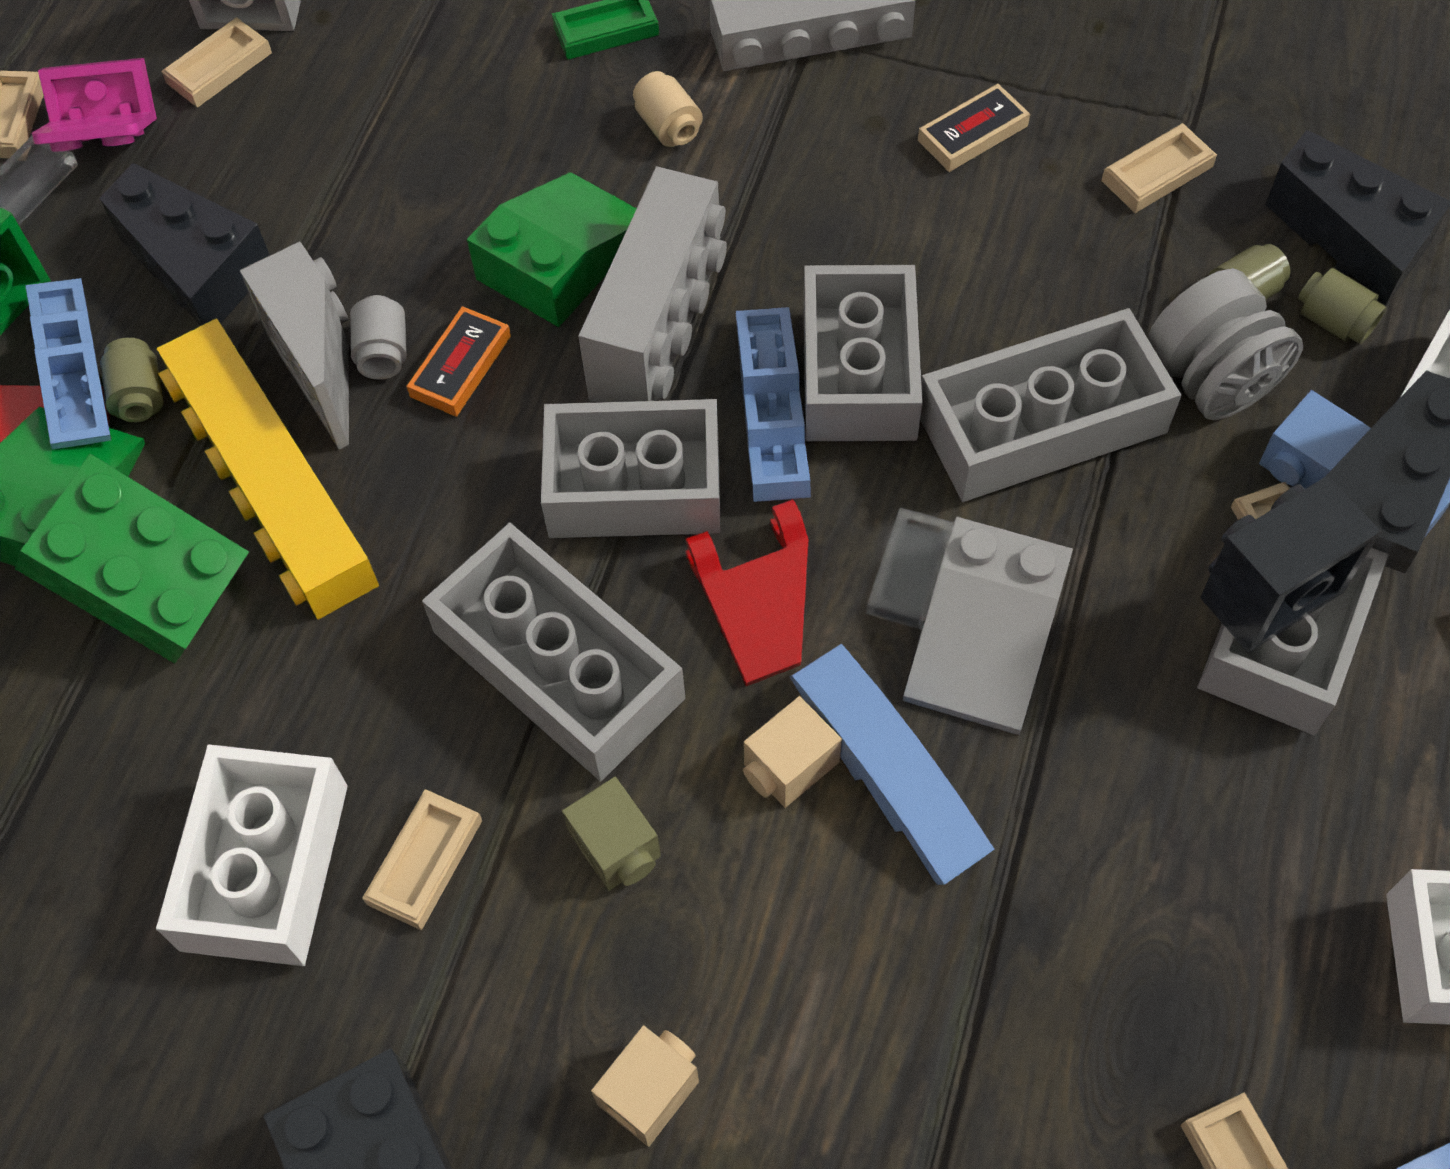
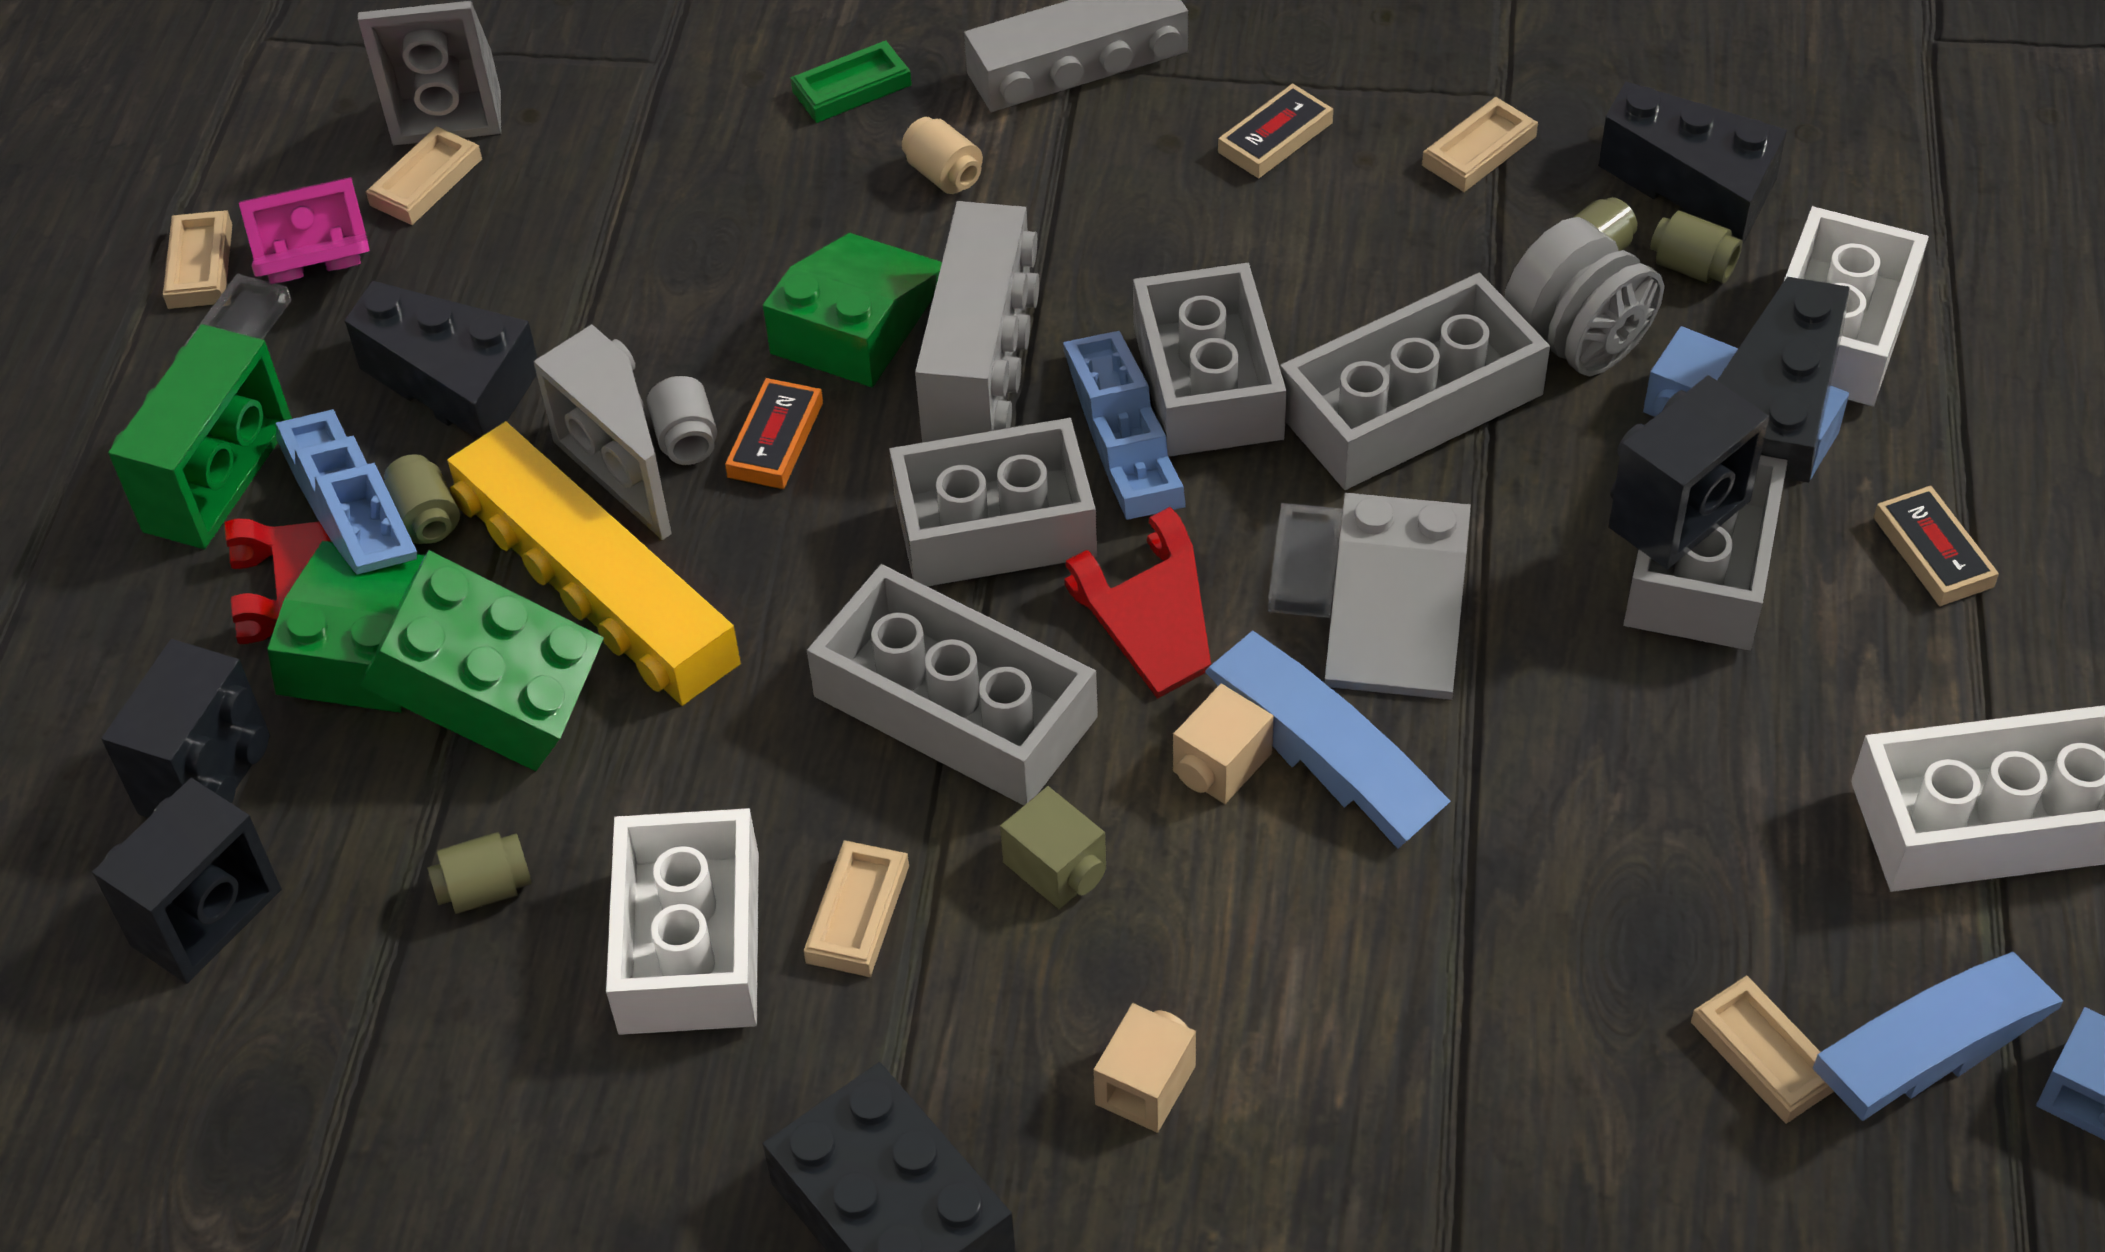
camera: 10 degrees left, 10 degrees down
(92, 765) = (479, 872): none -> olive brick

